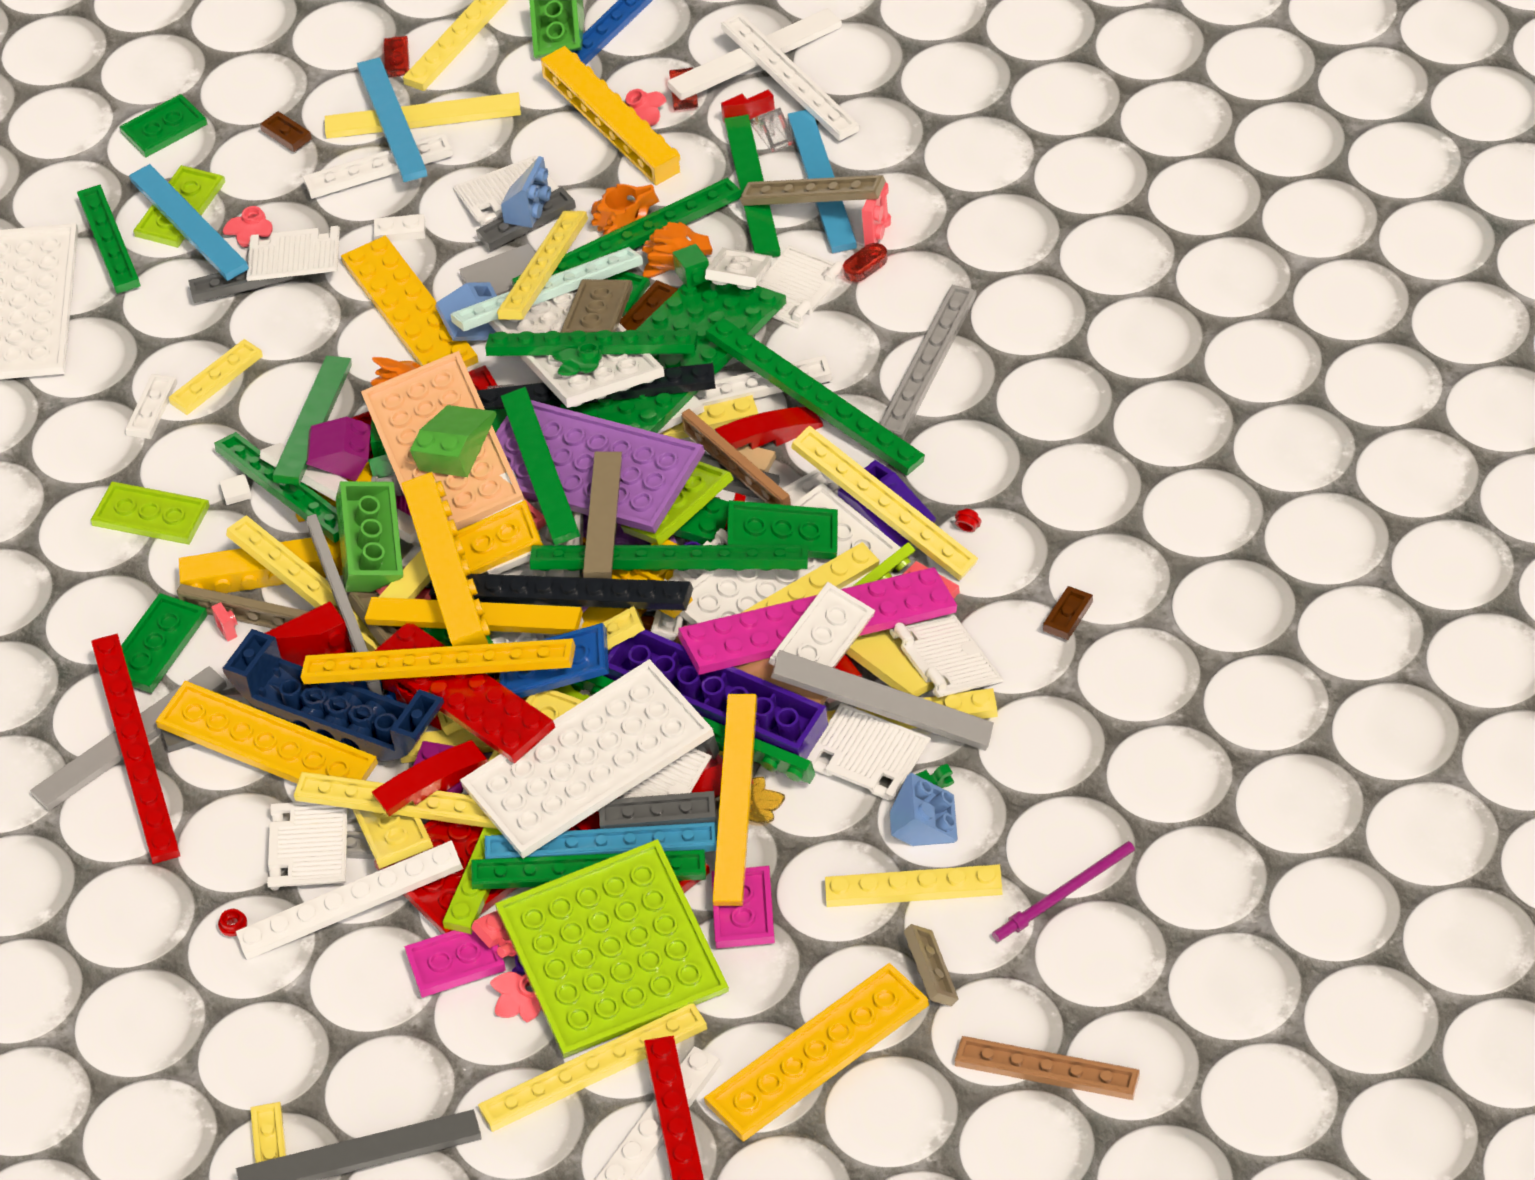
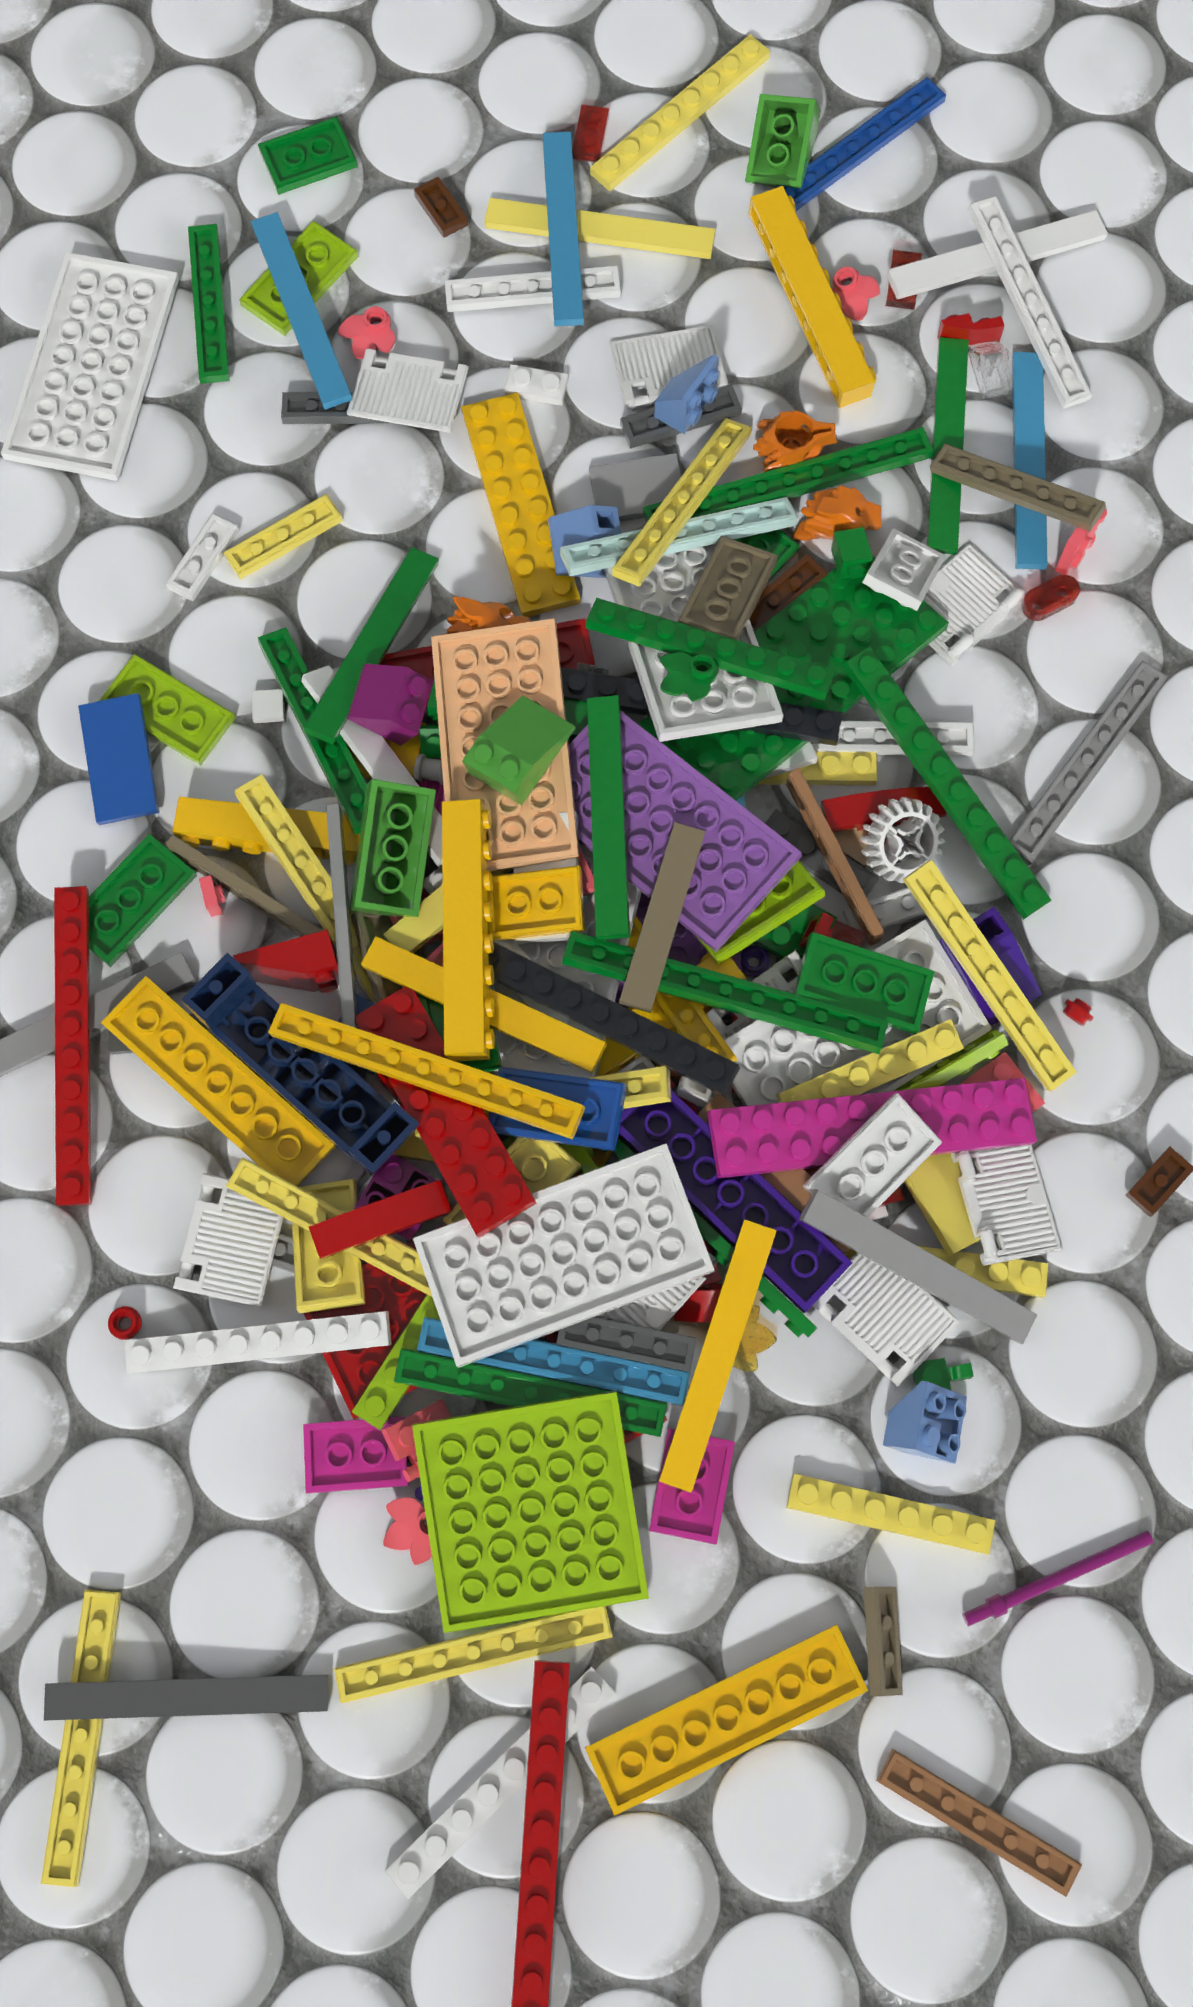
camera: 10 degrees right, 25 degrees up
(119, 552) = (118, 759): none -> blue tile
(769, 433) = (920, 823): none -> white gear

